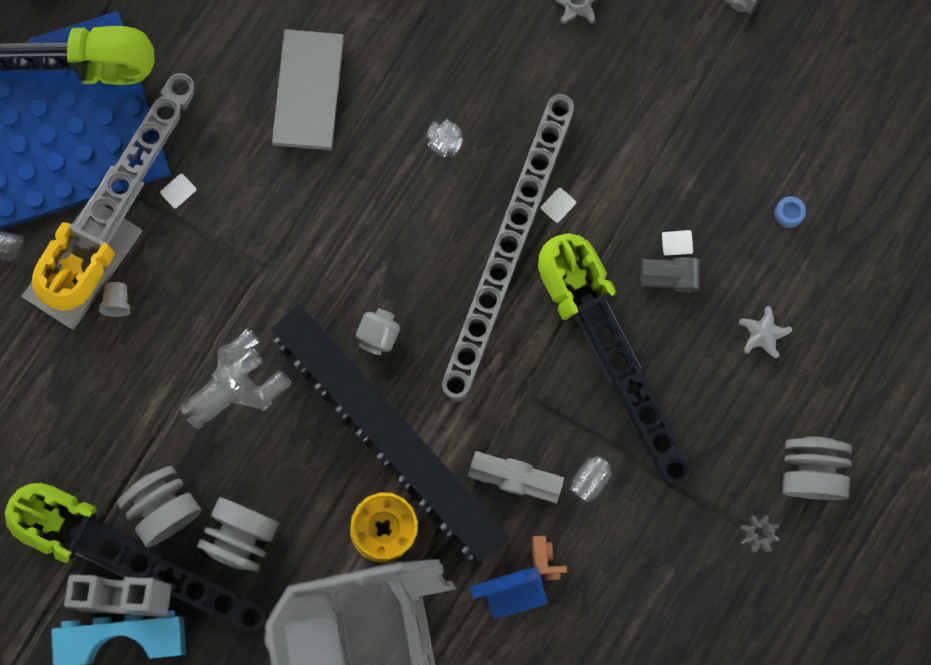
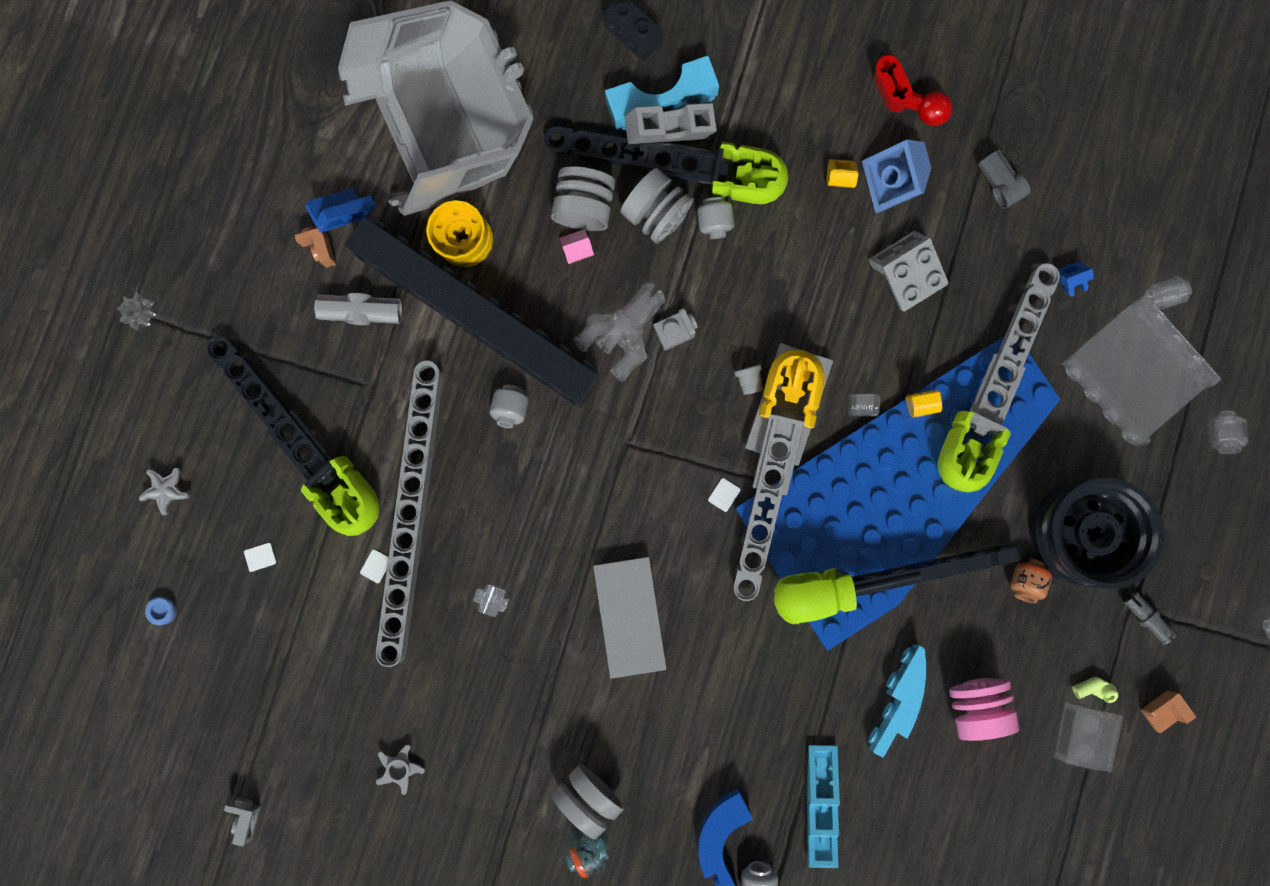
camera: 170 degrees right, 5 degrees up
(100, 482) = (715, 217): none -> light grey head
(178, 373) = (676, 329): none -> light grey bracket
(261, 492) = (576, 246): none -> bright pink slope
(591, 478) = (292, 323): clear brick -> none
(680, 274) = (251, 524): dark grey piece -> none
(817, 469) = (91, 373): light grey wheel -> none

